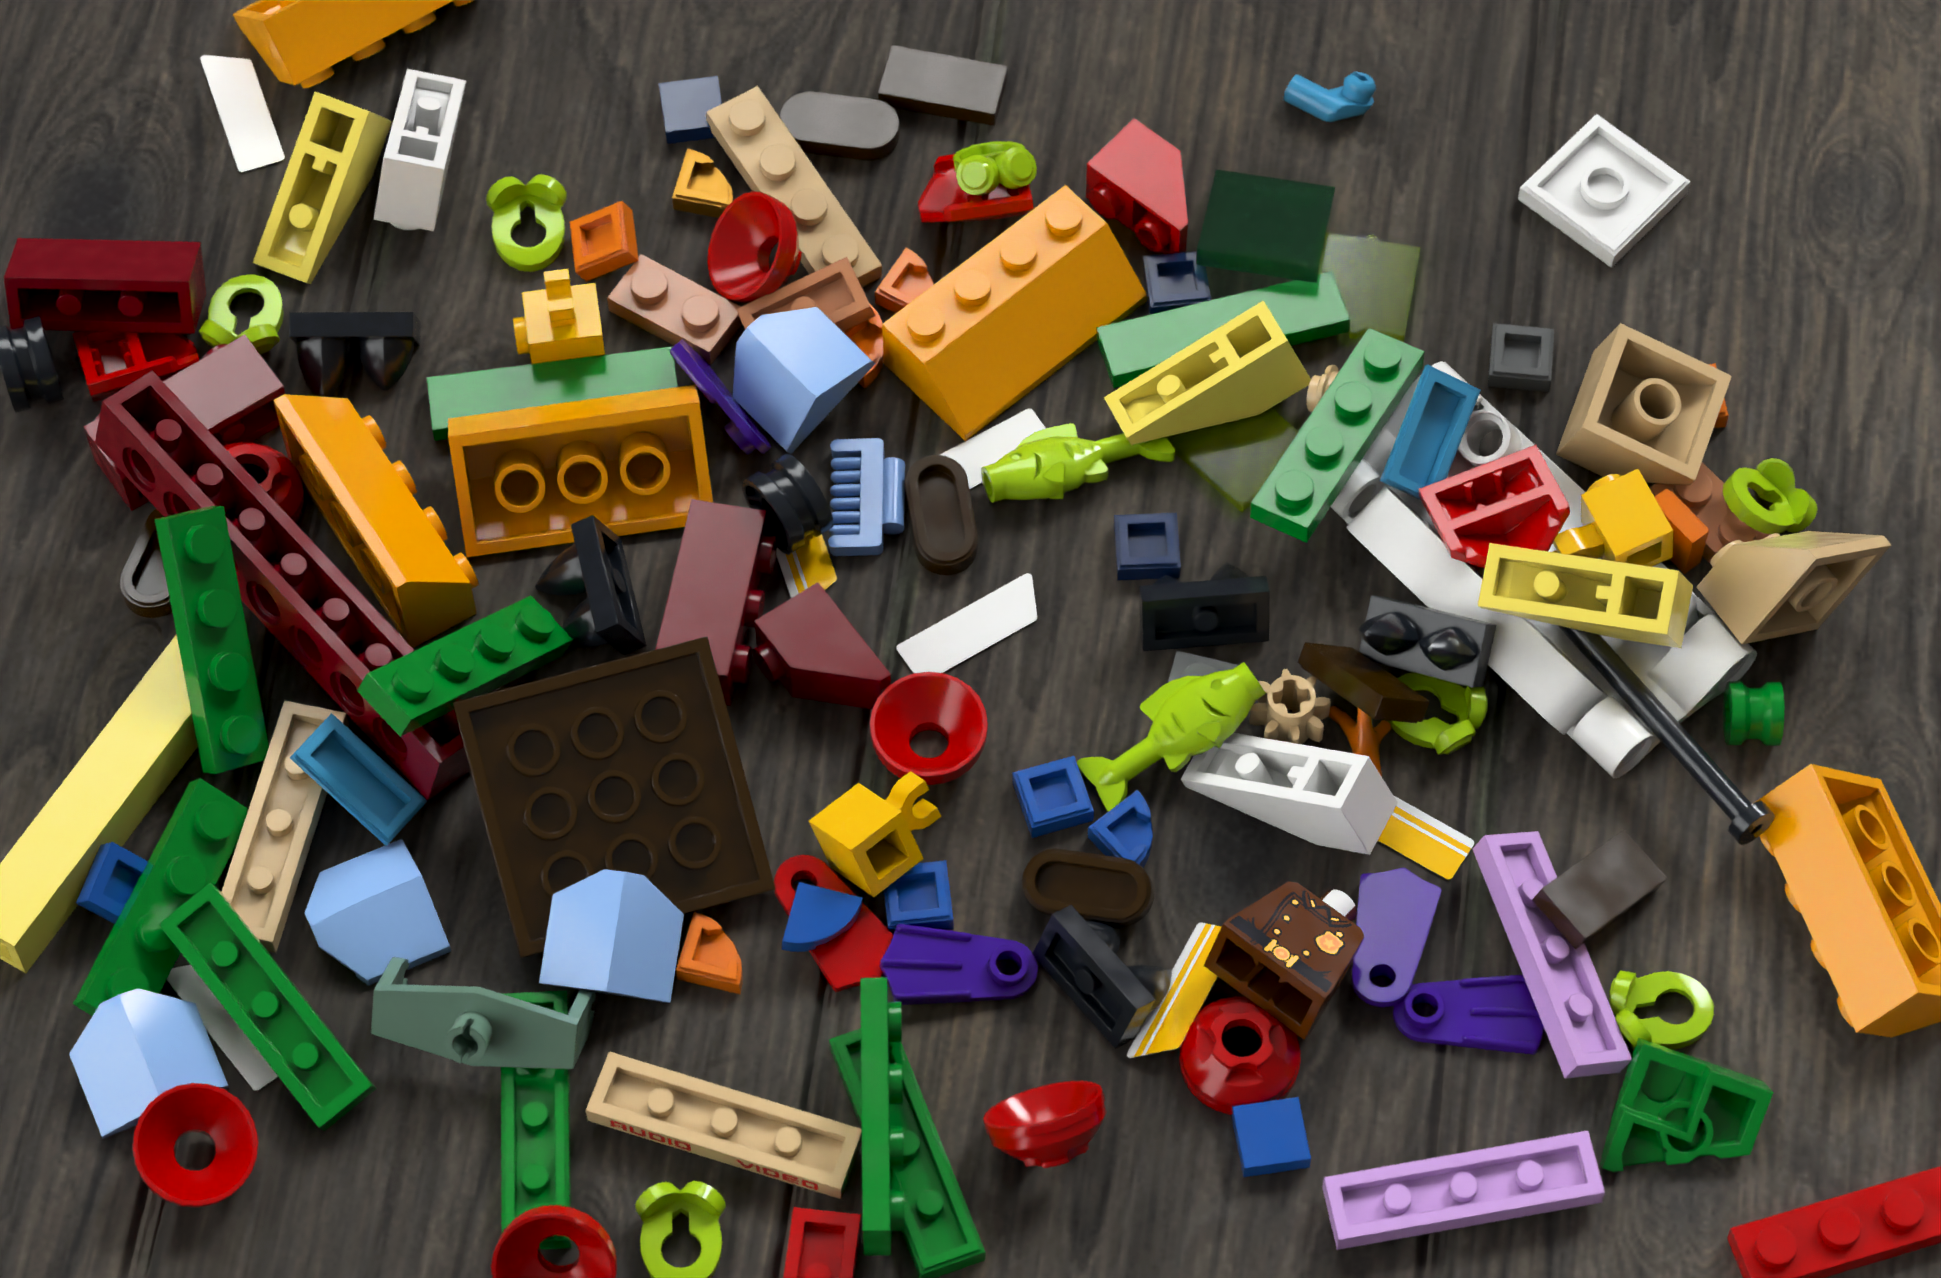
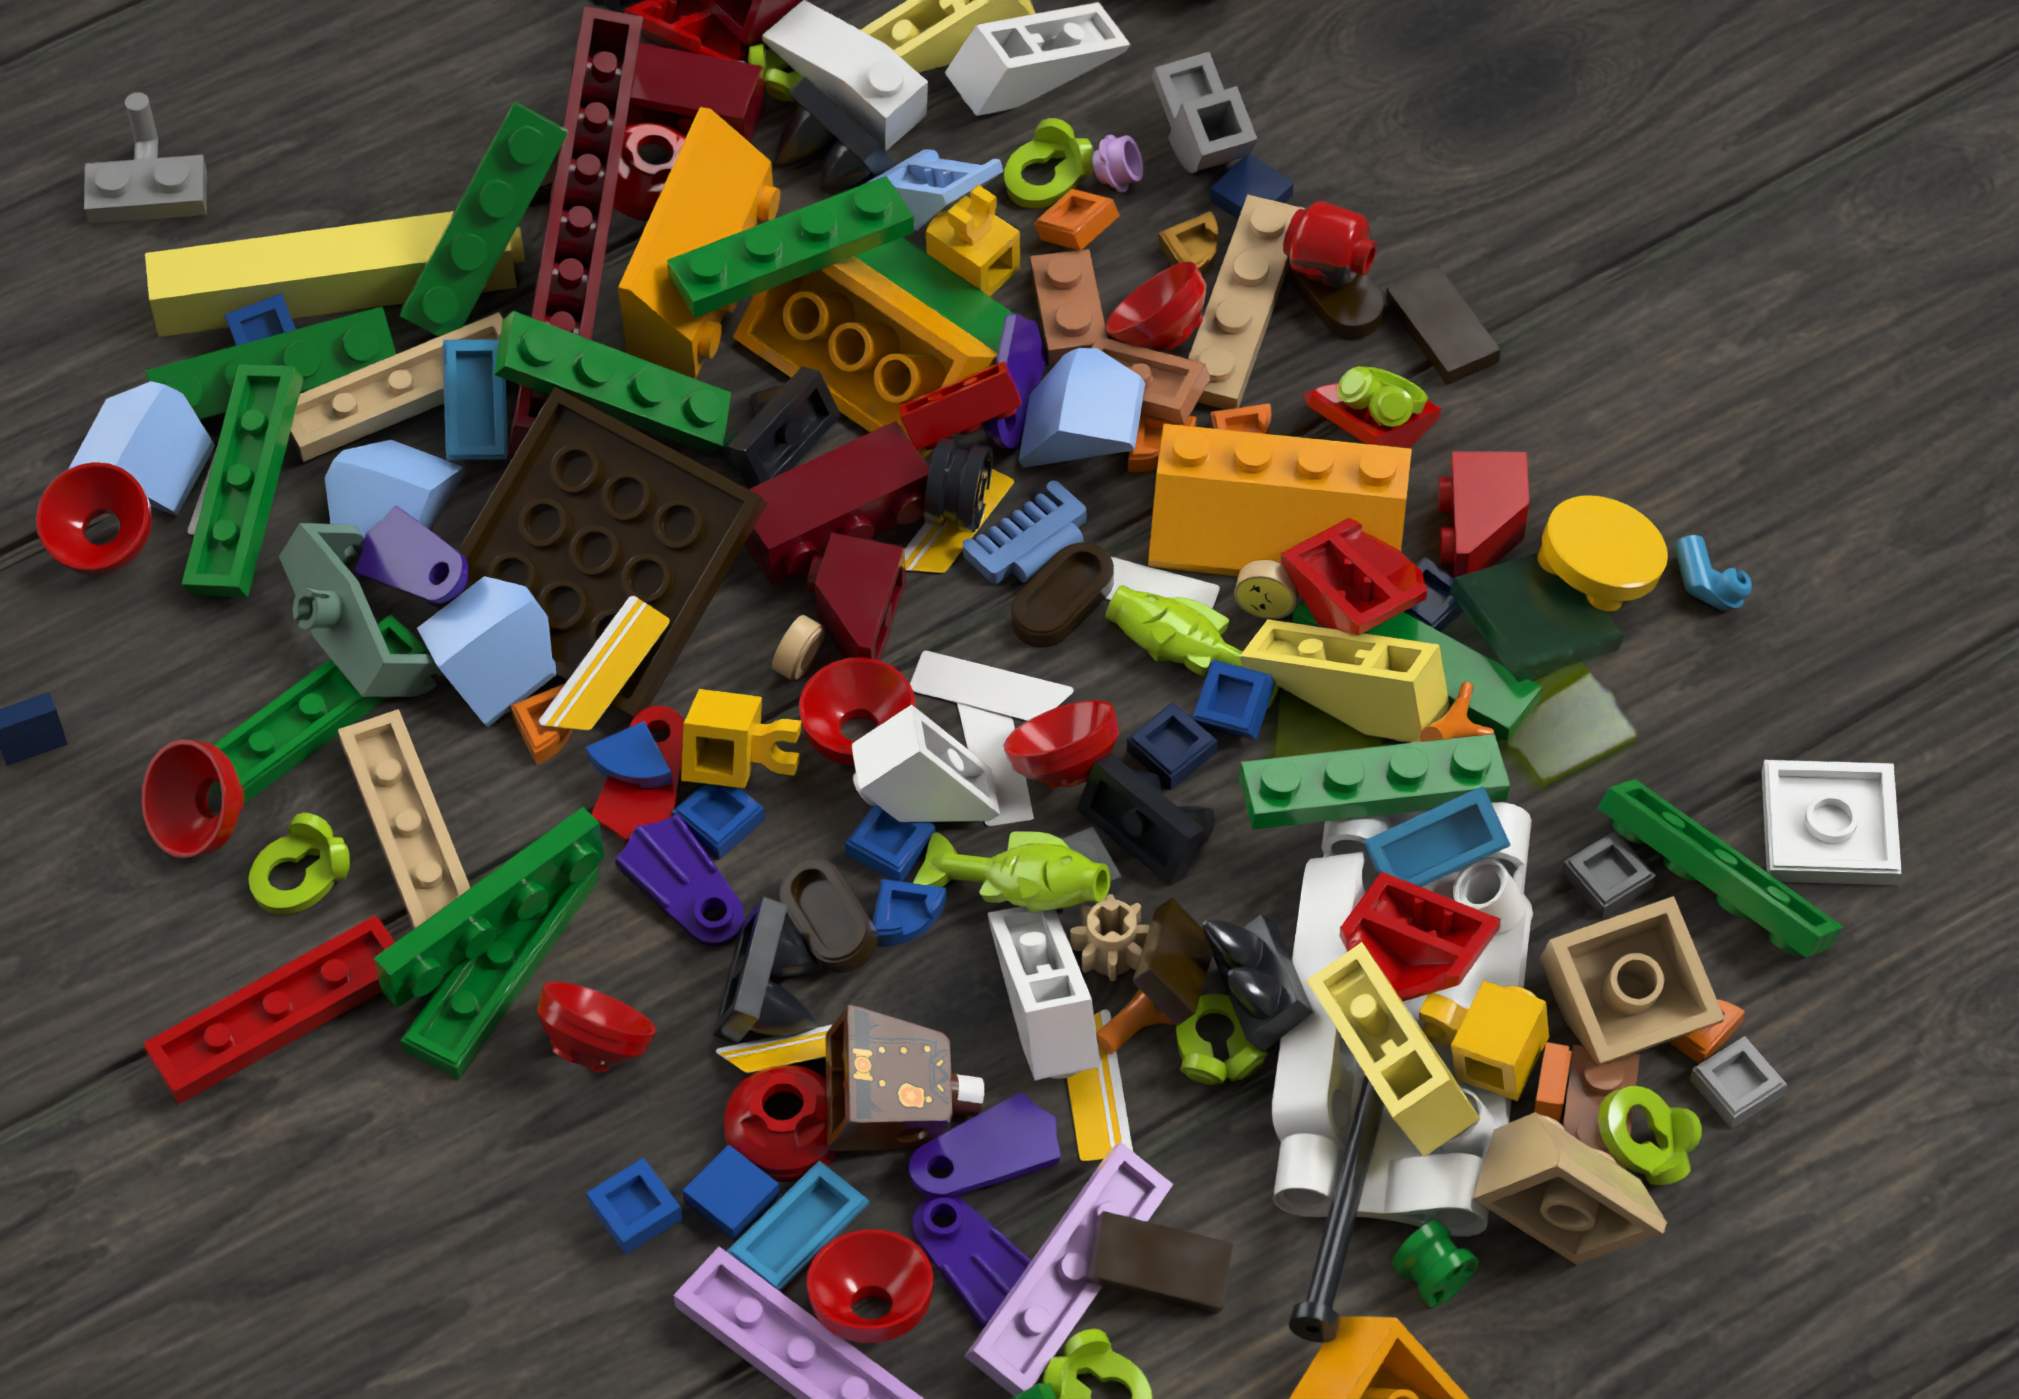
camera: 50 degrees right, 5 degrees down
(302, 276) = (852, 70): none -> white slope
(472, 442) = (790, 246): none -> green plate
(474, 936) = (412, 559): none -> piece
(475, 310) = (936, 184): none -> light blue slope
(579, 173) = (1118, 162): none -> lavender plate
(611, 92) = (1204, 119): none -> light grey brick
(722, 871) = (606, 667): none -> yellow sticker
(727, 443) = (960, 406): none -> red piece
(820, 93) = (1329, 244): none -> red head
(823, 727) = (798, 648): none -> tan tile
(1032, 727) = (922, 772): none -> white slope
(1048, 676) = (985, 737): none -> white sticker
(1076, 377) = (1265, 590): none -> tile
(1083, 601) = (1063, 743): none -> red piece
(1140, 313) = (1353, 578): none -> red slope
(1153, 473) = (1234, 700): none -> blue tile
(1228, 1212) = (634, 1206): none -> blue plate
(1255, 141) = (1603, 550): none -> yellow tile
(1318, 349) = (1455, 721): none -> orange bar
(1345, 1110) = (798, 1226): none -> dark azure tile
(1451, 1072) = (870, 1266): none -> red piece
(1611, 283) = (1701, 856): none -> green plate
(1763, 414) = (1738, 1082): none -> light grey tile

